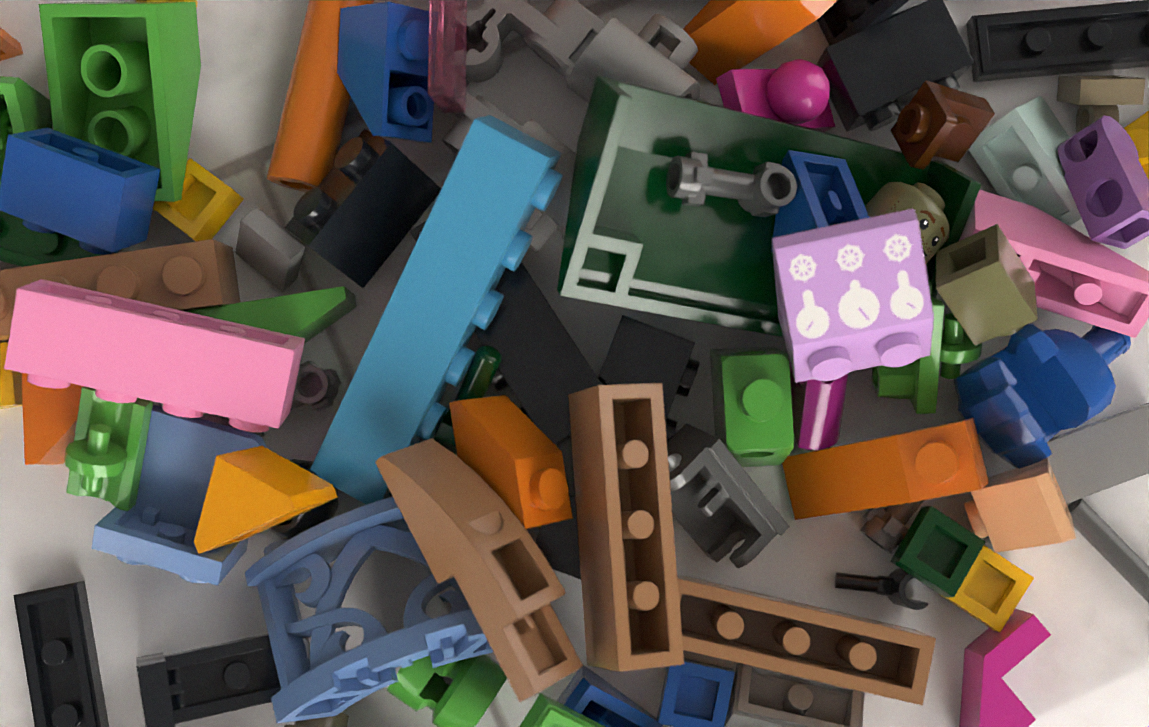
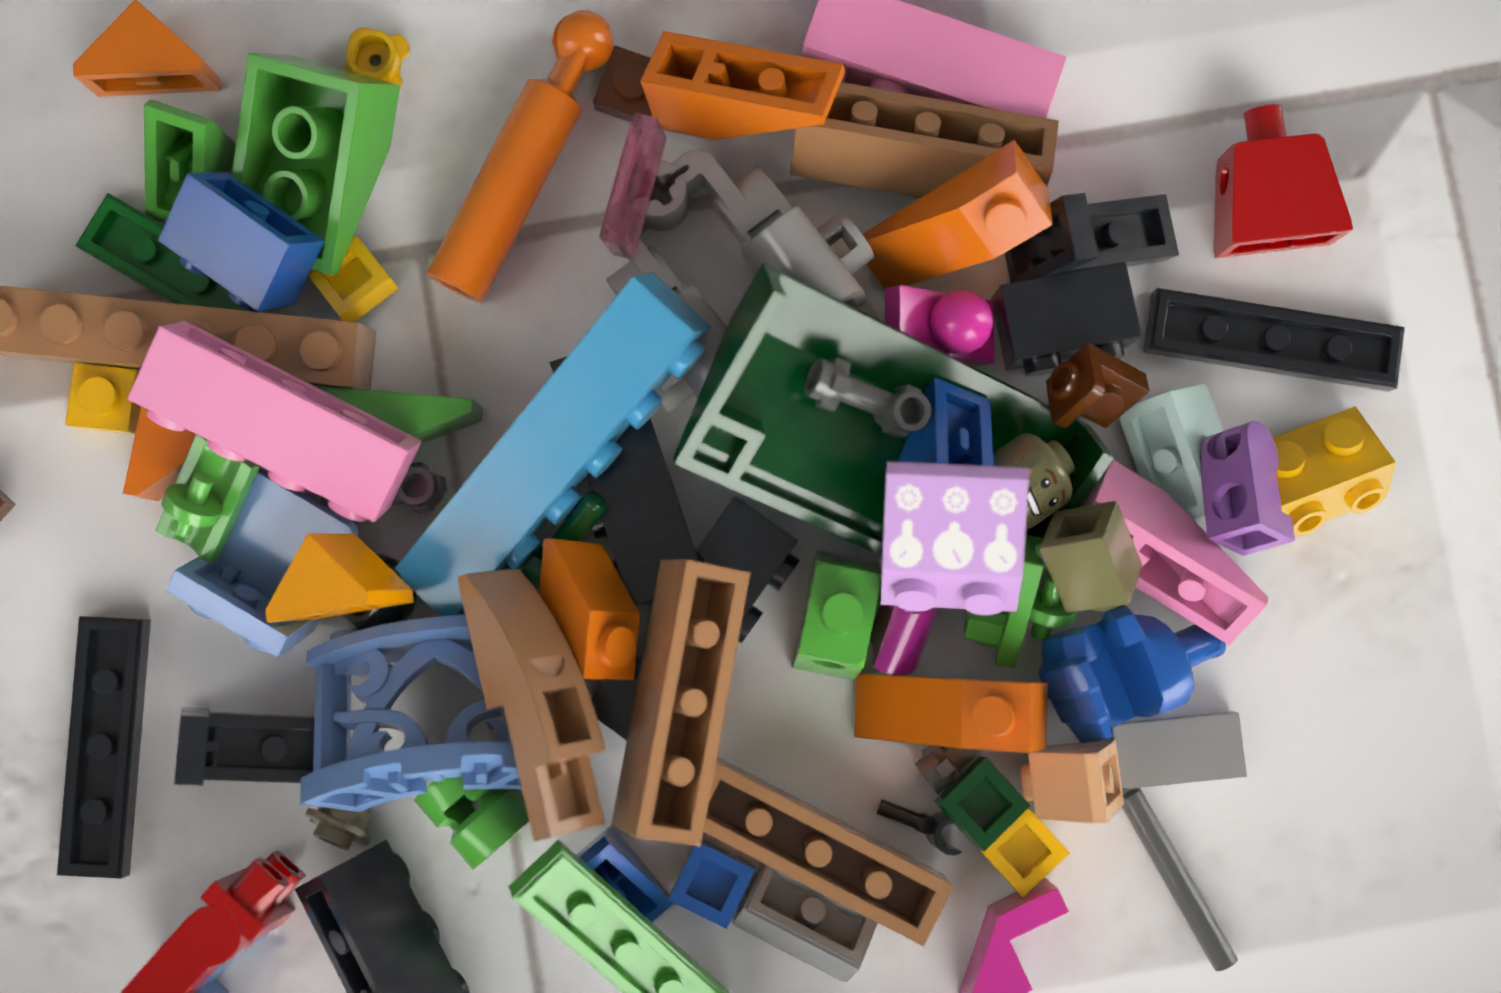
camera: 10 degrees right, 0 degrees up
(269, 248) = (411, 343): light grey tile -> none
(363, 206) = (510, 327): black brick -> none
(386, 68) = (567, 200): blue slope -> none
(718, 498) = (779, 697): dark grey hinge -> none
(1099, 95) = (1260, 397): dark tan tile -> none

